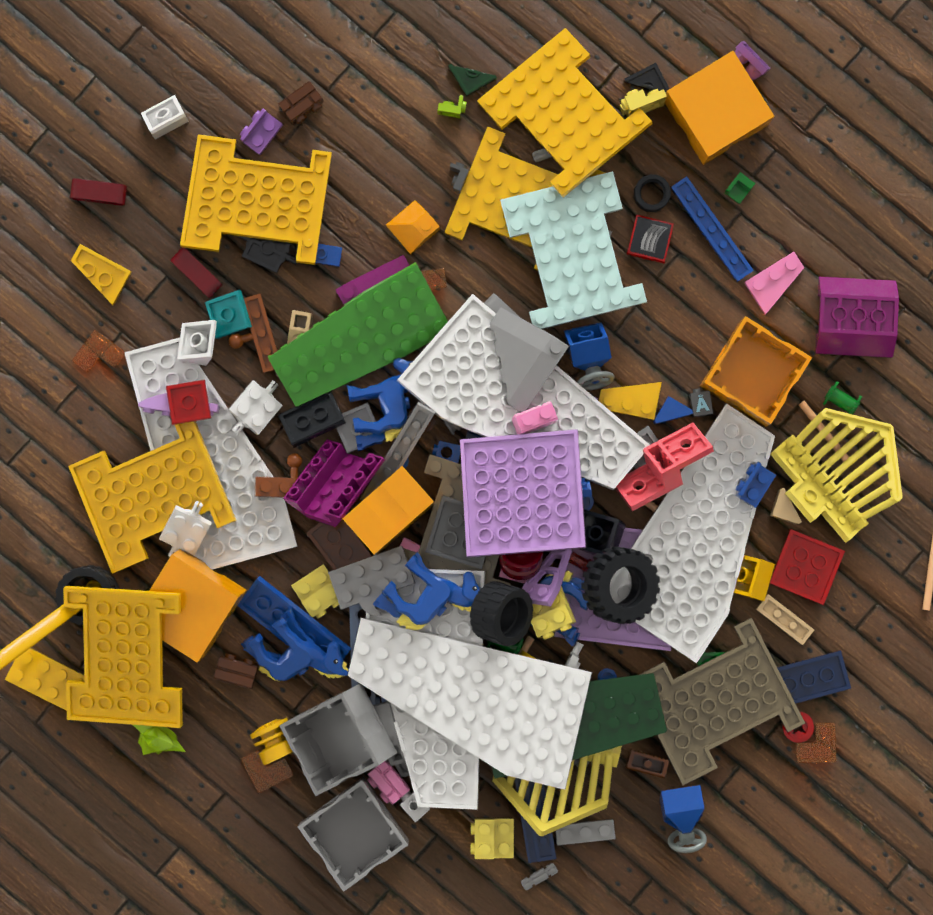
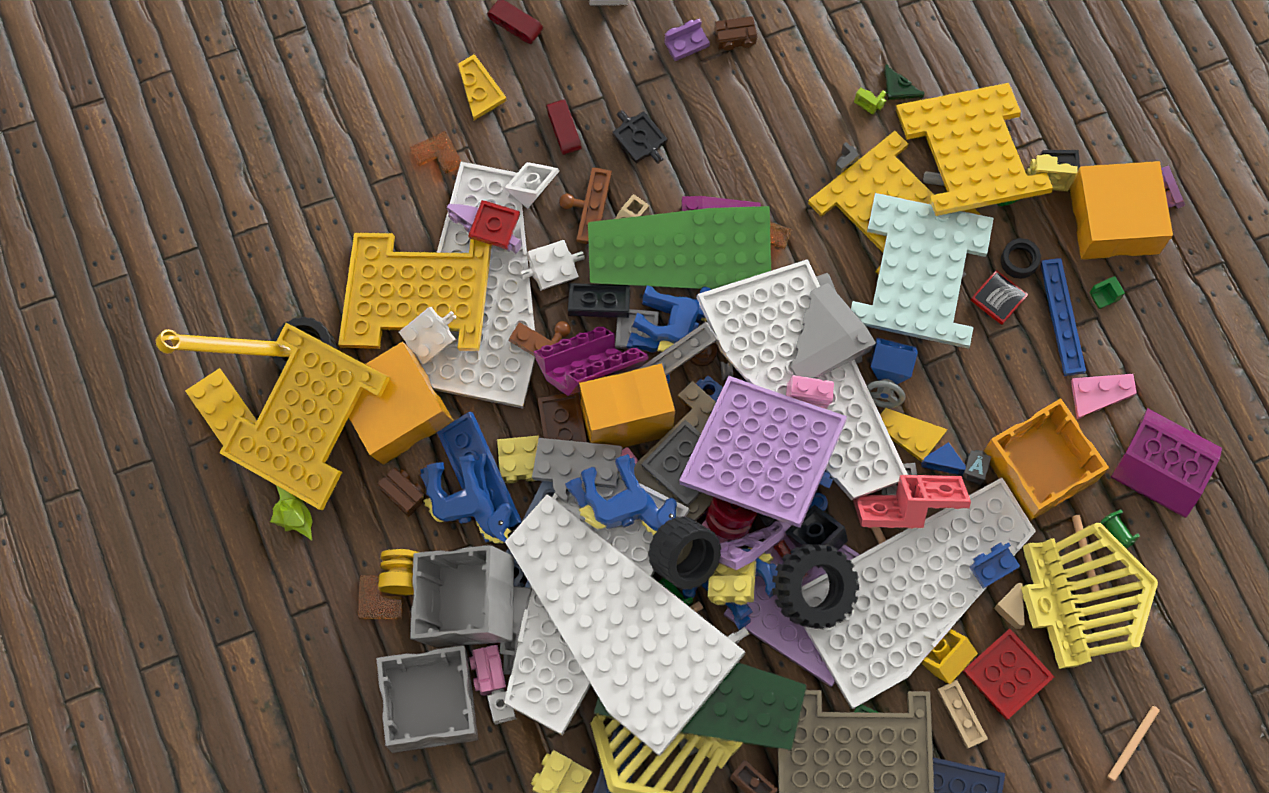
camera: 30 degrees right, 15 degrees down
(229, 313) = (573, 175): teal plate -> none
(254, 199) = (650, 90): yellow piece -> none
(329, 255) = (685, 166): blue plate -> none
(413, 227) = (782, 183): light orange slope -> none

